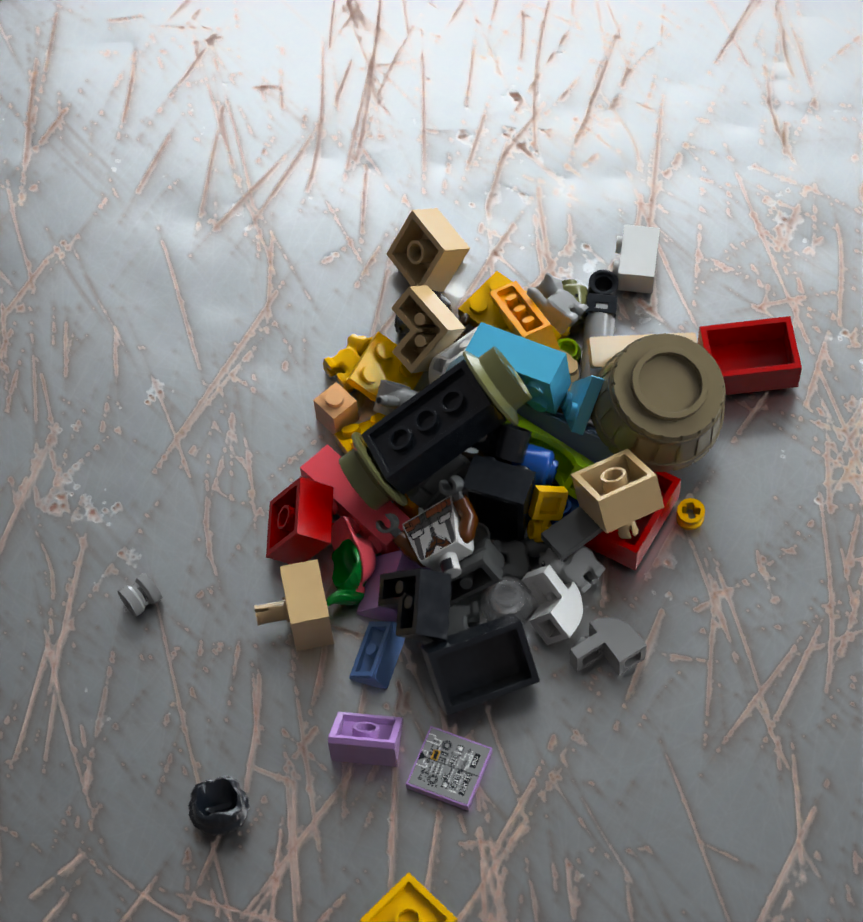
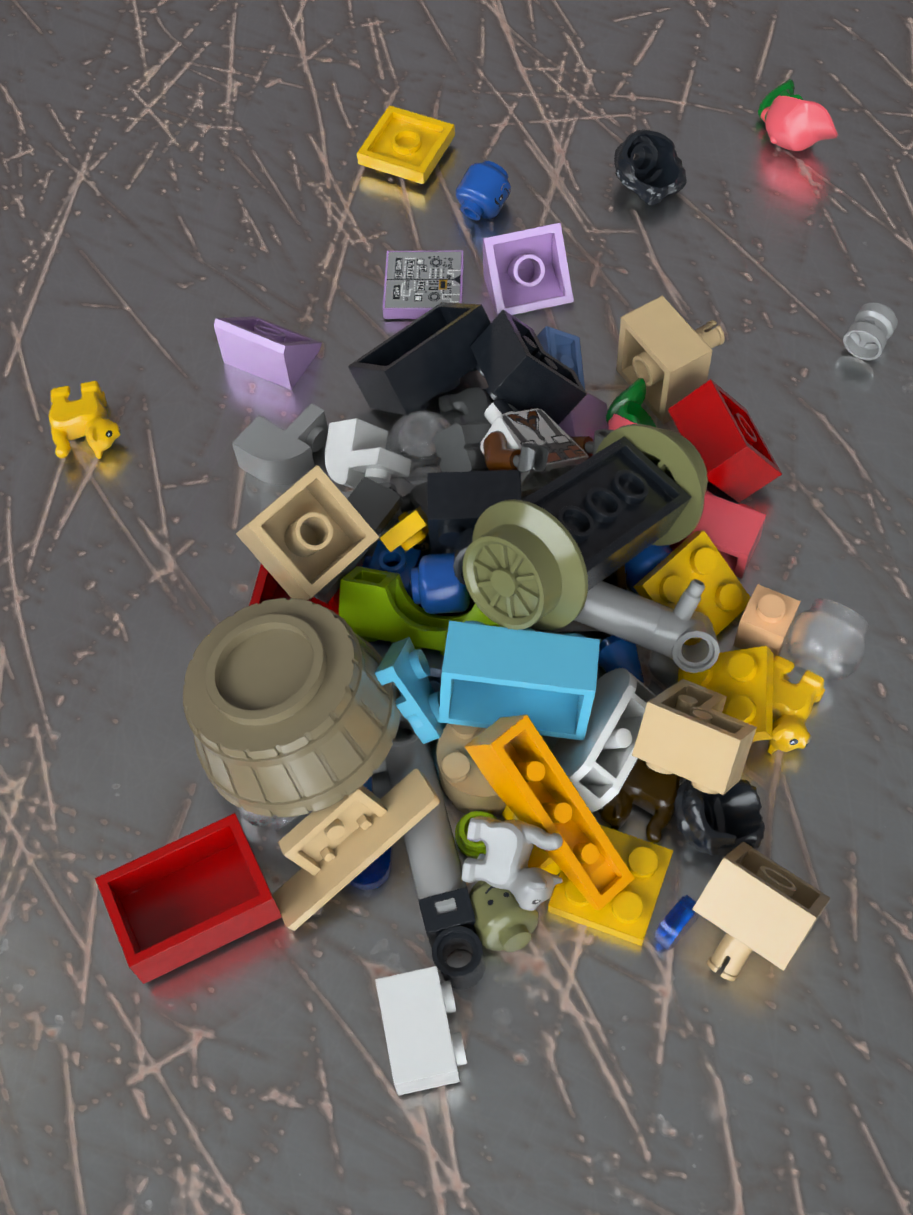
camera: 160 degrees right, 0 degrees up
(79, 812) = (794, 121): none -> coral hair
(306, 380) = (827, 640): none -> clear piece
(365, 835) = (483, 190): none -> blue head
(473, 272) = (676, 923): none -> clear blue tile
(593, 742) = (265, 349): none -> lavender slope
(757, 727) = (81, 418): none -> yellow animal

